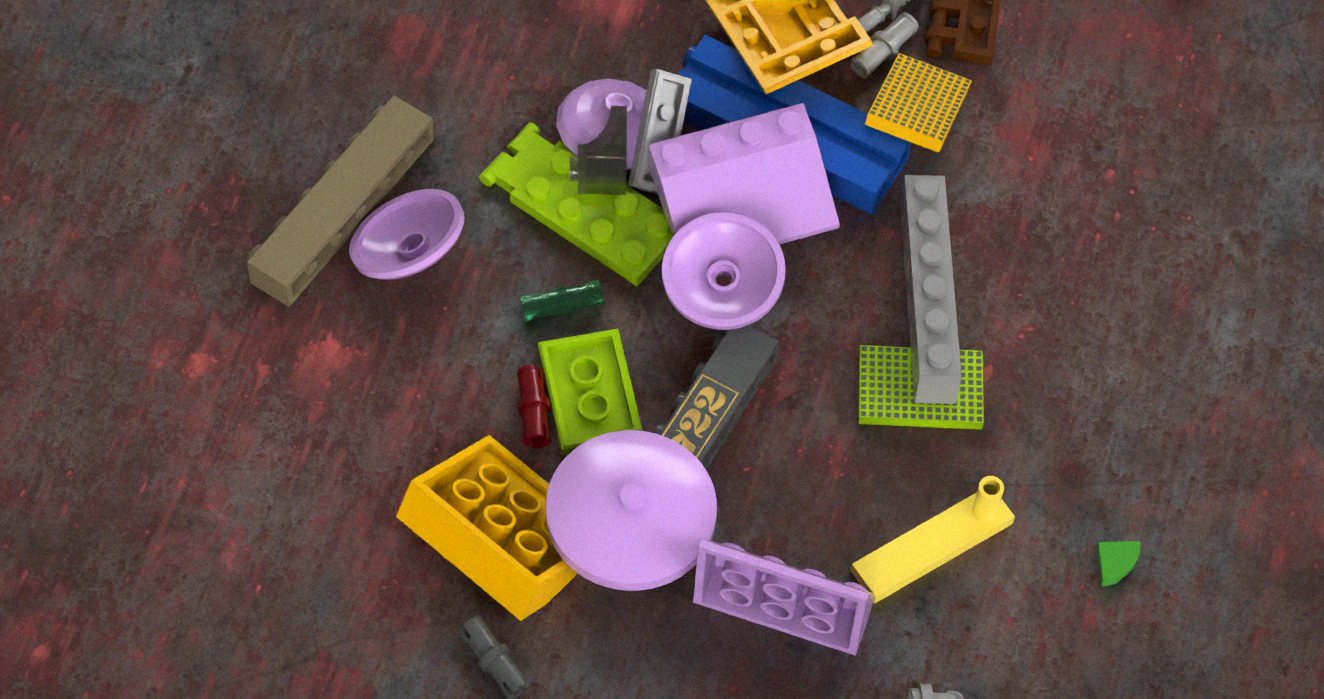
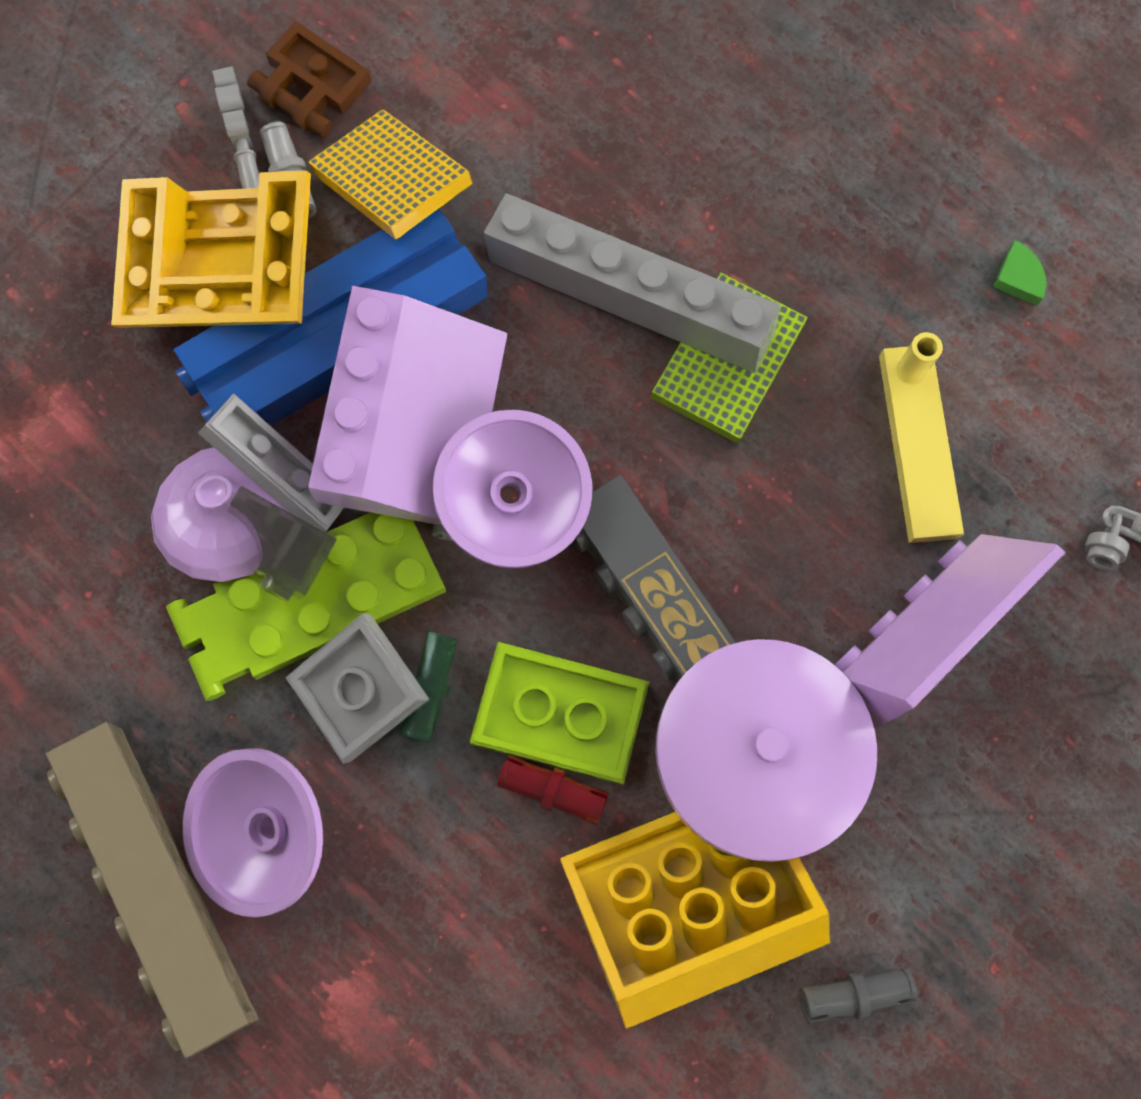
camera: 65 degrees left, 15 degrees up
(536, 255) = (356, 688): none -> light grey tile

